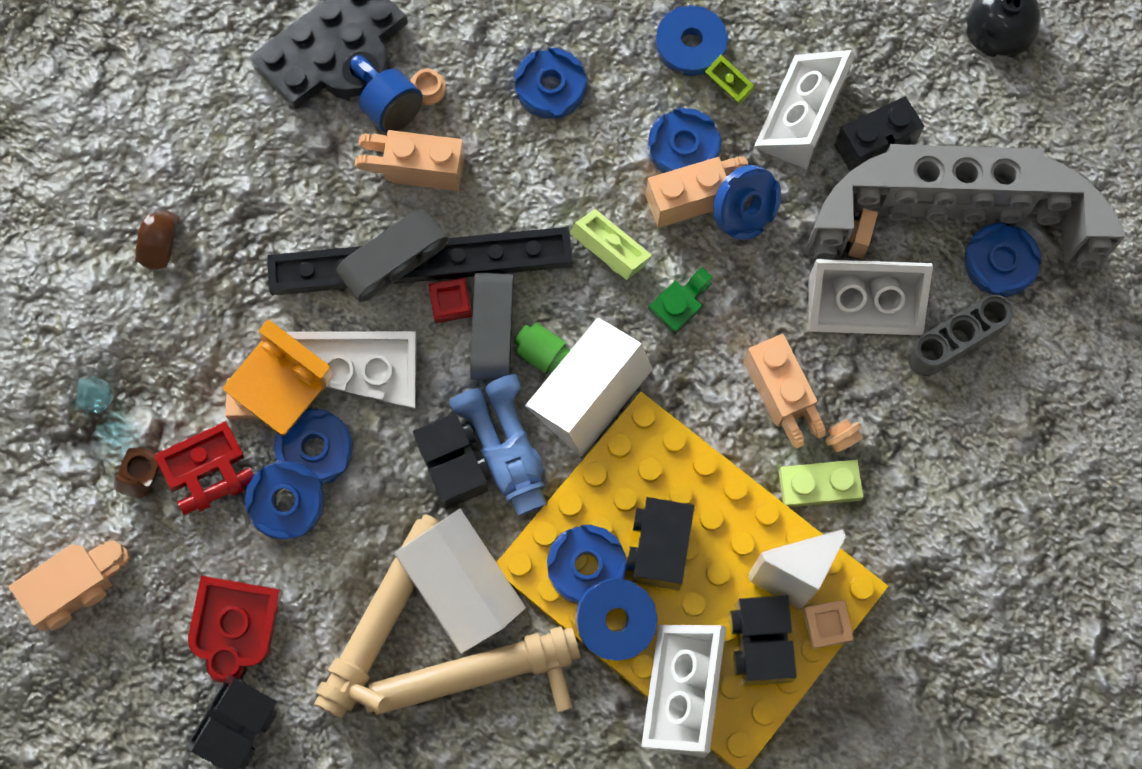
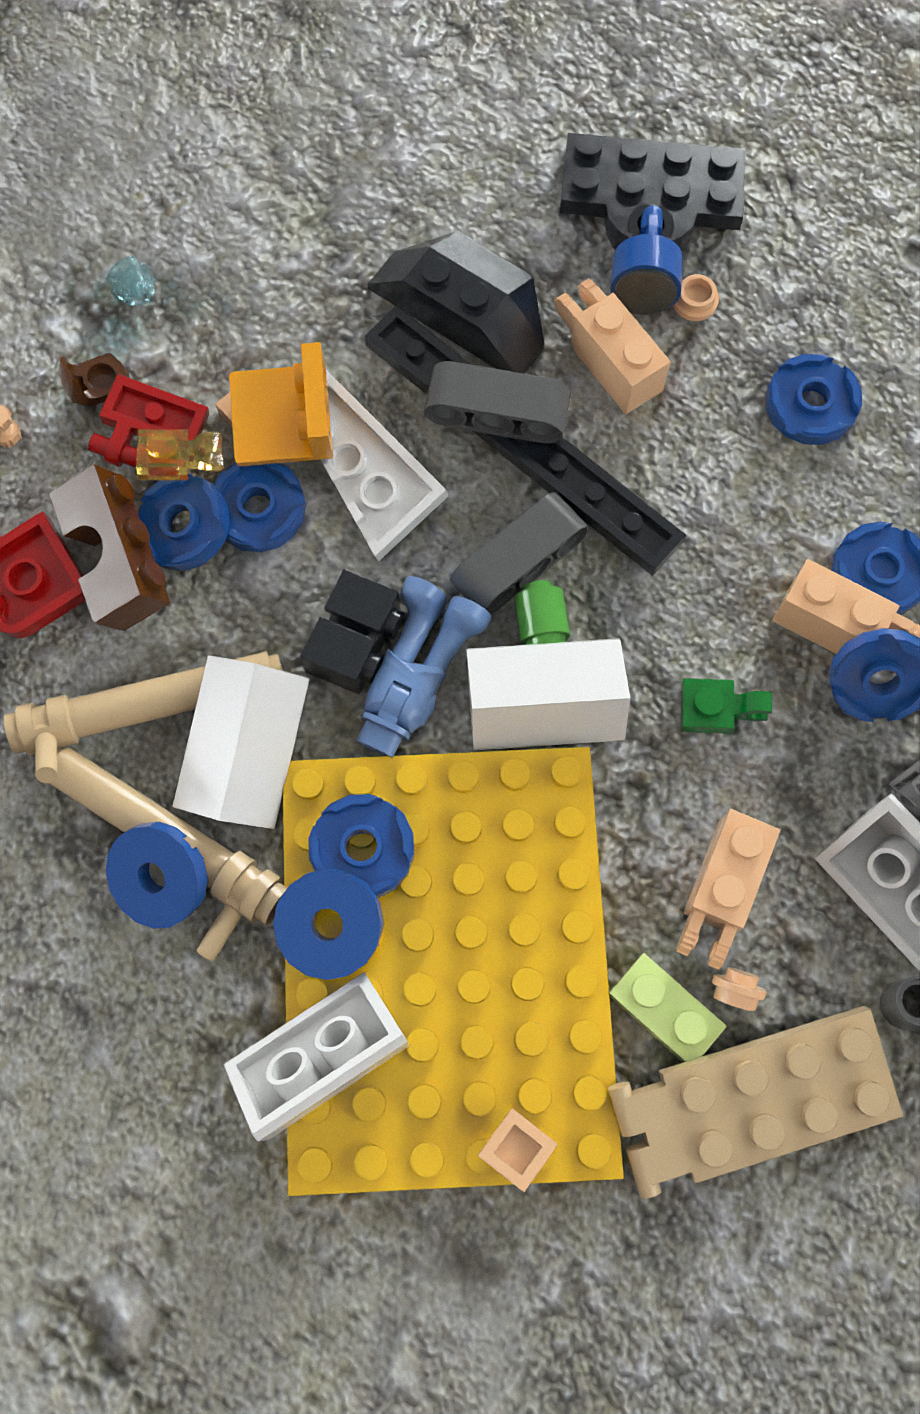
camera: 50 degrees right, 0 degrees up
(156, 239) = (323, 206): reddish brown hair -> none
(243, 468) = (171, 454): none -> clear yellow plate
(297, 561) = (127, 580): none -> arch
(298, 211) = (467, 298): none -> black wedge
(450, 300) = (509, 495): red tile -> none
(498, 716) = (136, 891): none -> blue tile
(610, 244) = (708, 589): yellowish green plate -> none
(662, 543) = (446, 899): black piece -> none
(763, 641) = (438, 1095): black piece -> none
(797, 567) = (539, 1064): white slope -> none
(909, 480) = (757, 1101): none -> tan hinge

